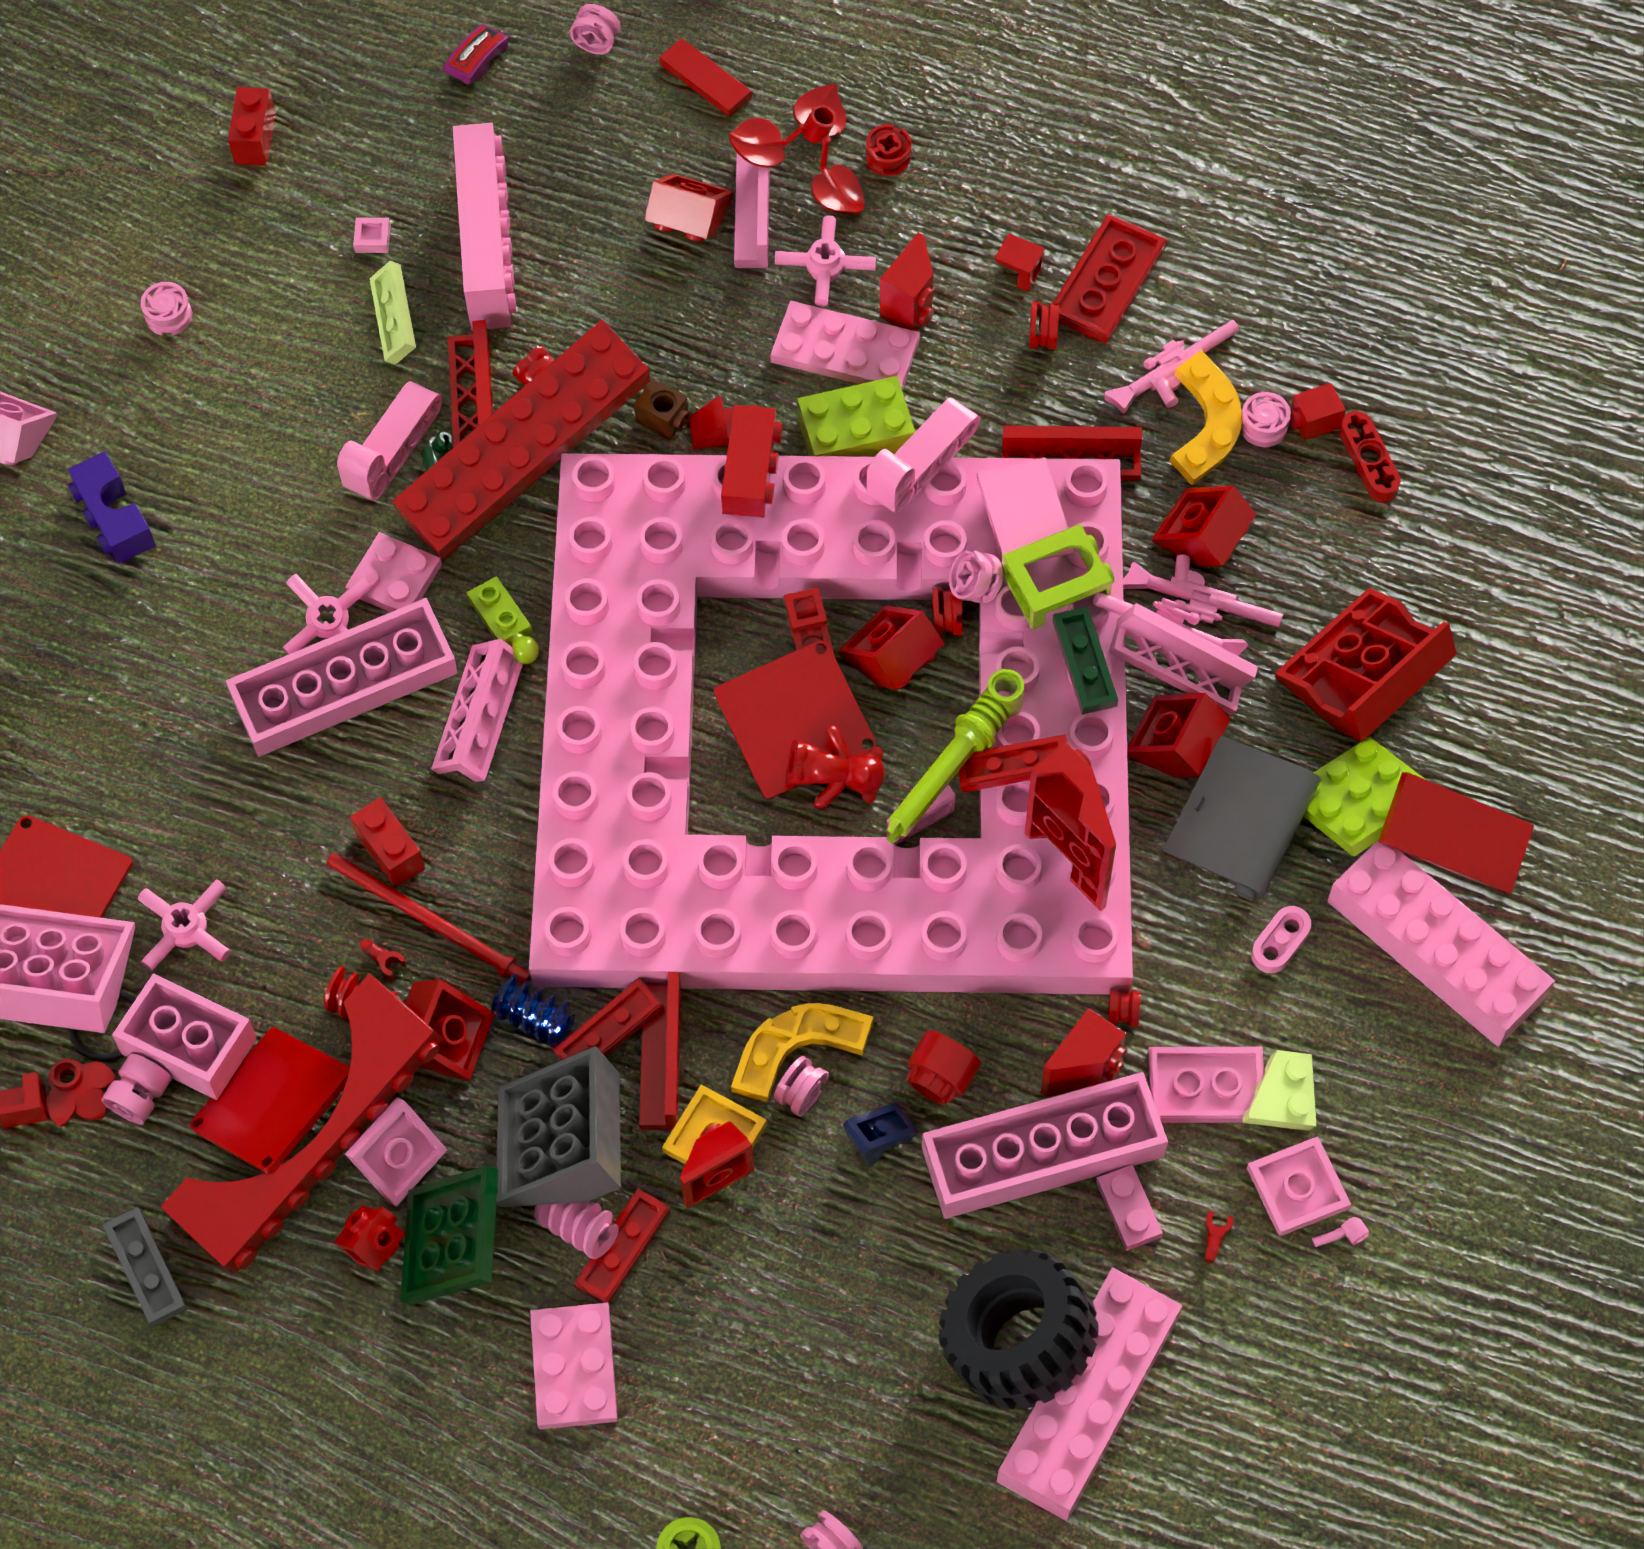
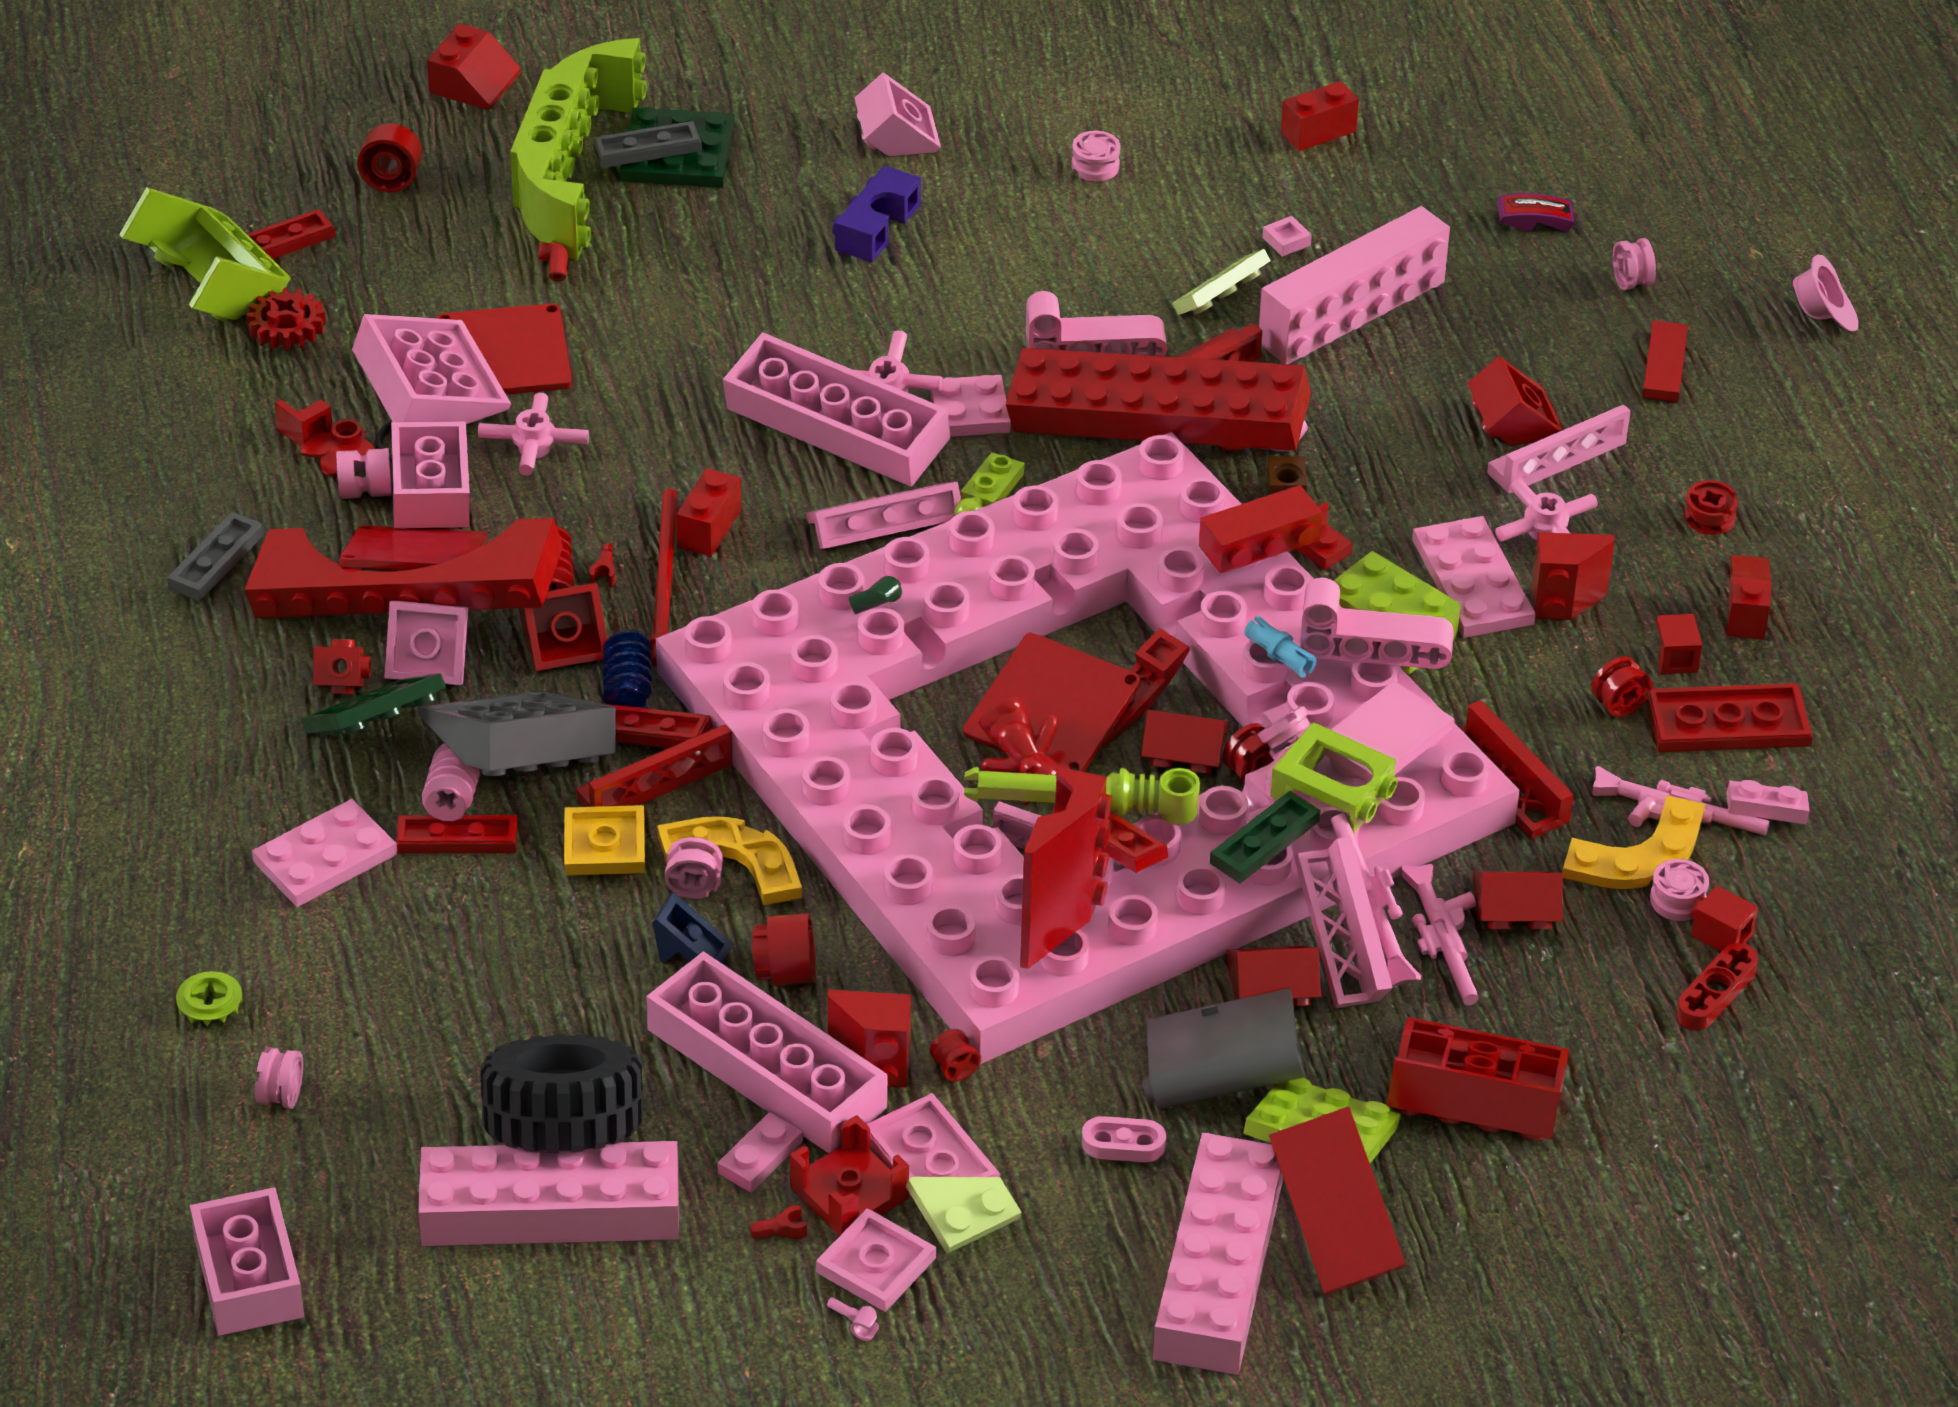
camera: 55 degrees right, 20 degrees down
(617, 774) = (883, 591): none -> dark green arm
(715, 1162) = (562, 831): red slope -> none
(819, 118) = (1703, 446): red plant -> none
(884, 525) = (1280, 646): none -> medium azure pin
(996, 183) = (1748, 597): none -> red slope
(1207, 1160) = (848, 1179): none -> red panel
(1215, 309) = (1768, 802): none -> bright pink plate

